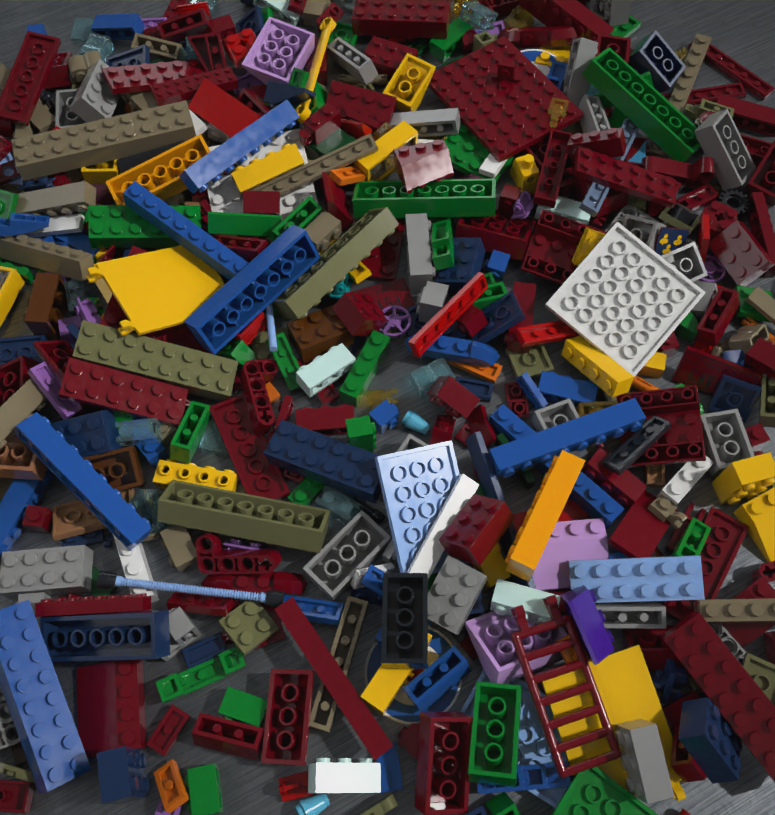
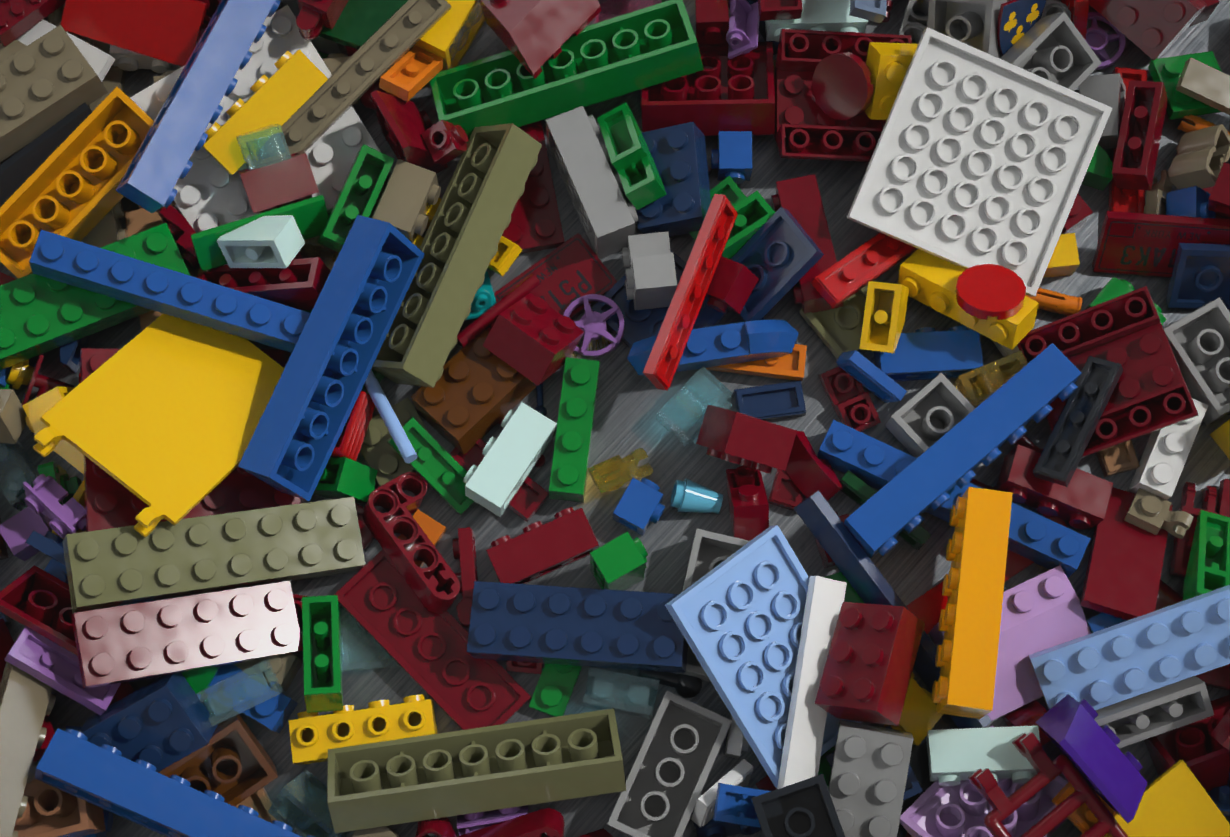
camera: 20 degrees left, 10 degrees up
(241, 226) = (262, 243): none -> light aqua slope
(260, 181) = (264, 146): none -> clear light blue brick
(331, 301) = (493, 312): none -> dark red bar
(351, 210) = (445, 141): none -> dark red plate
(548, 359) = (883, 316): none -> yellow slope
(564, 244) = (842, 85): none -> dark red tile
(609, 362) = (990, 291): none -> red tile

